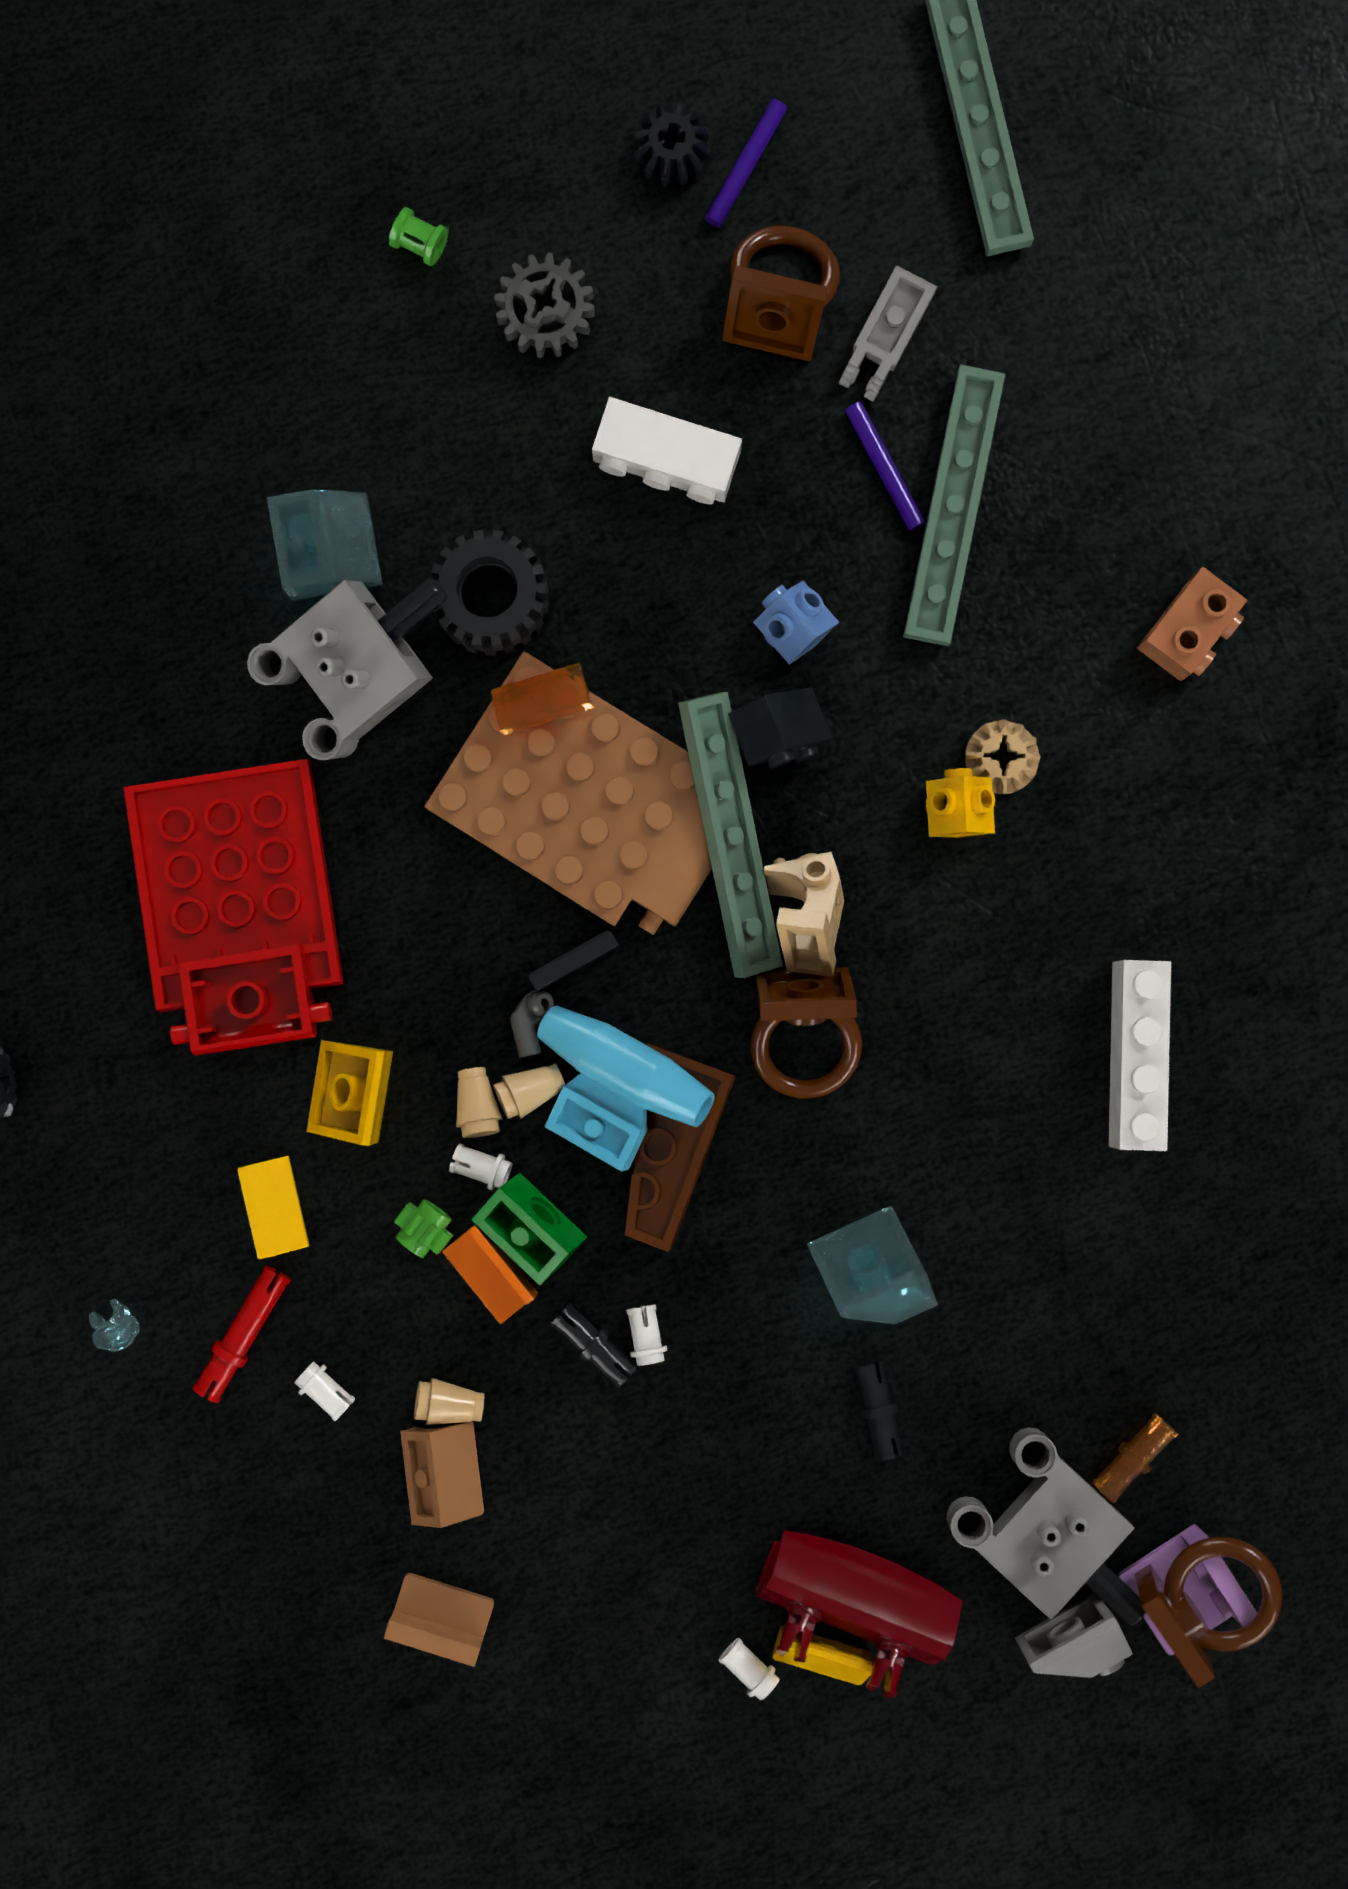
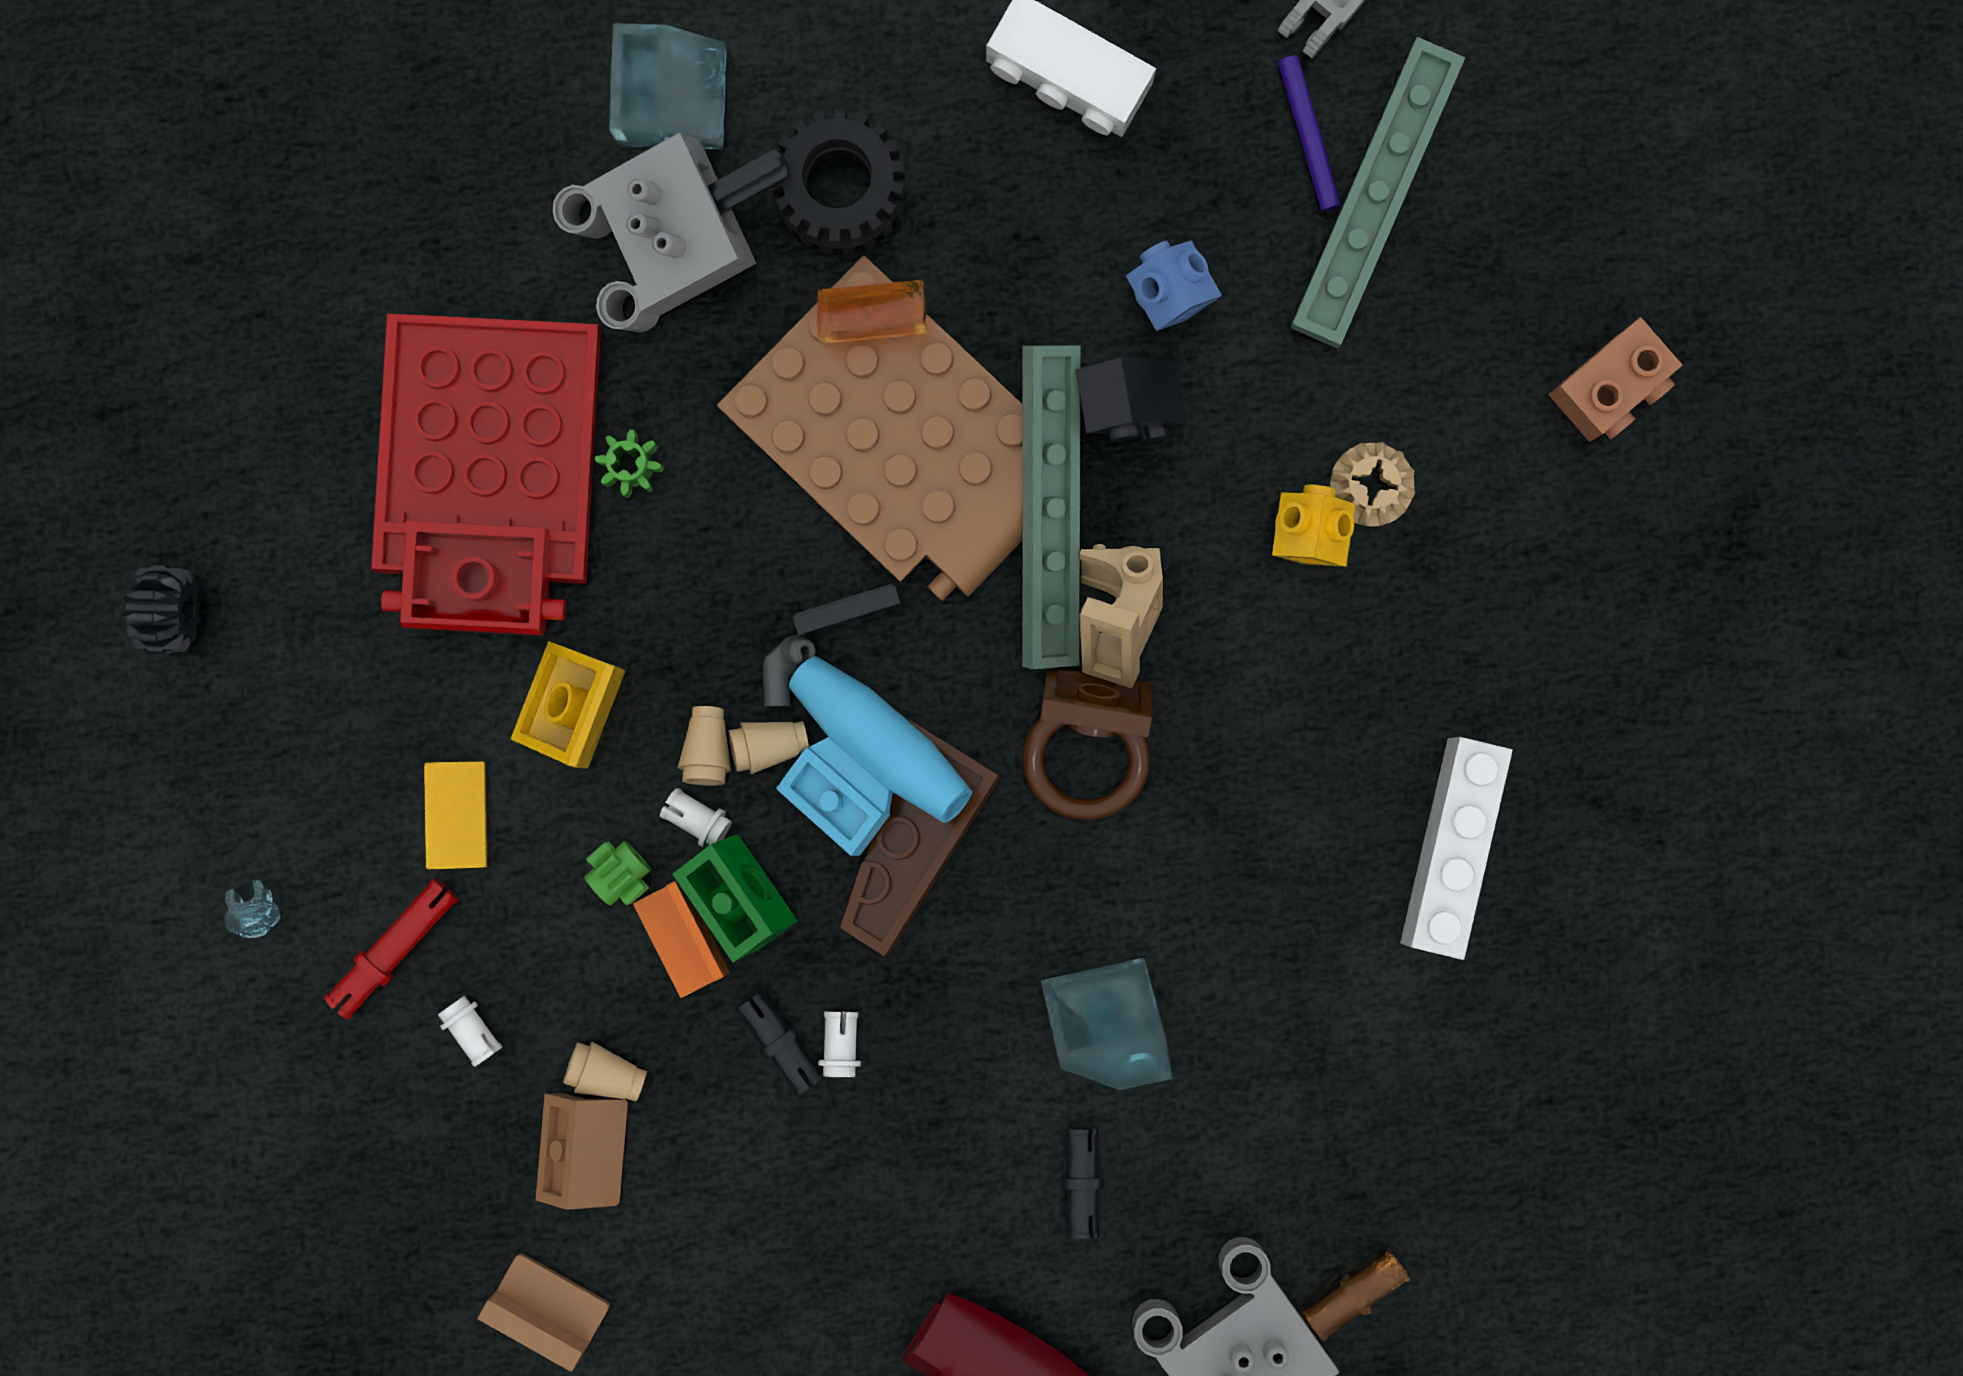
camera: 10 degrees right, 0 degrees up
(346, 875) = (615, 465): none -> bright green gear

